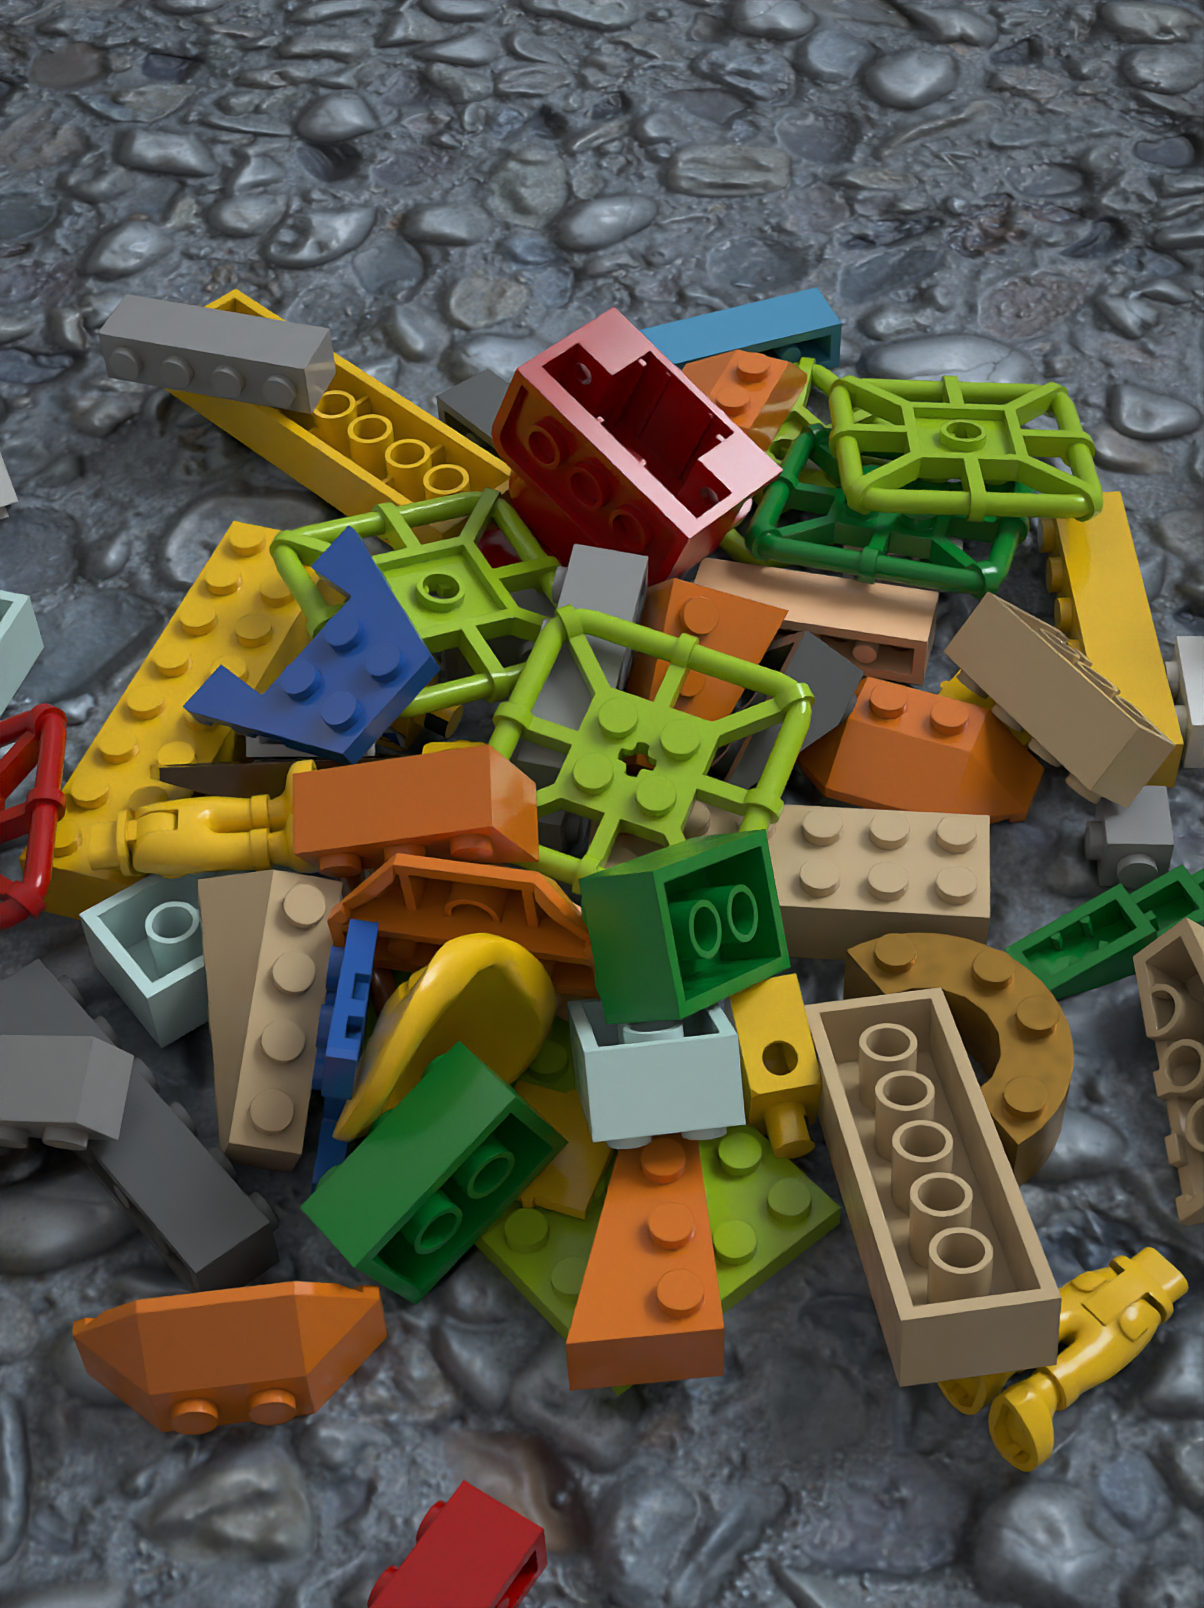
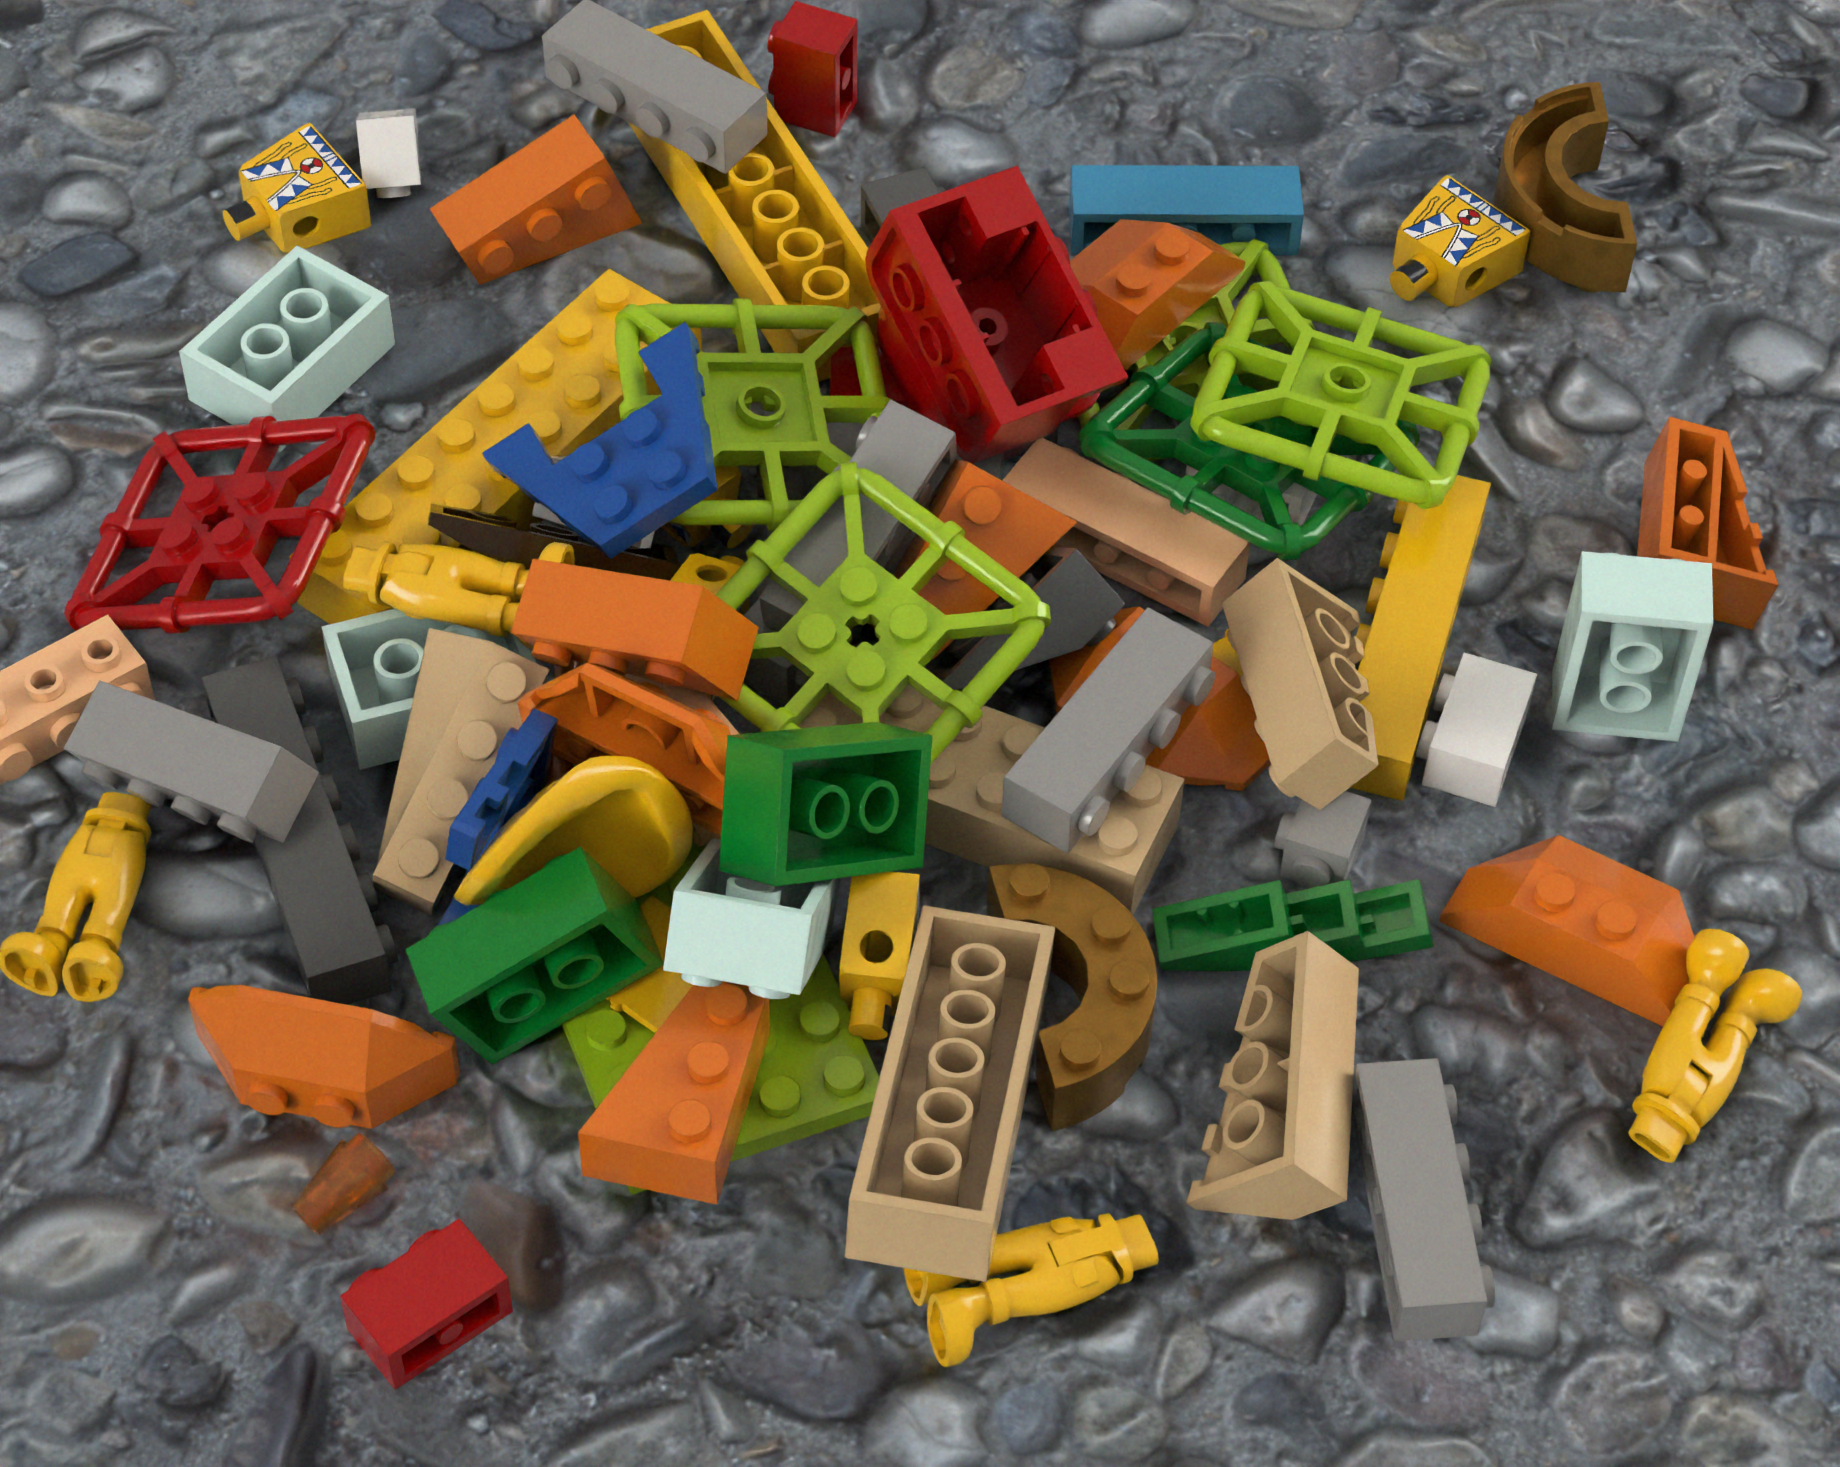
camera: 15 degrees right, 5 degrees up
(137, 489) = (536, 205): none -> orange wedge
(313, 1483) = (344, 1183): none -> clear orange cone
(353, 304) = (814, 68): none -> red brick
(908, 789) = (1108, 731): none -> light grey brick
(978, 320) = (1456, 246): none -> yellow torso
(1047, 274) = (1572, 231): none -> pearl gold brick

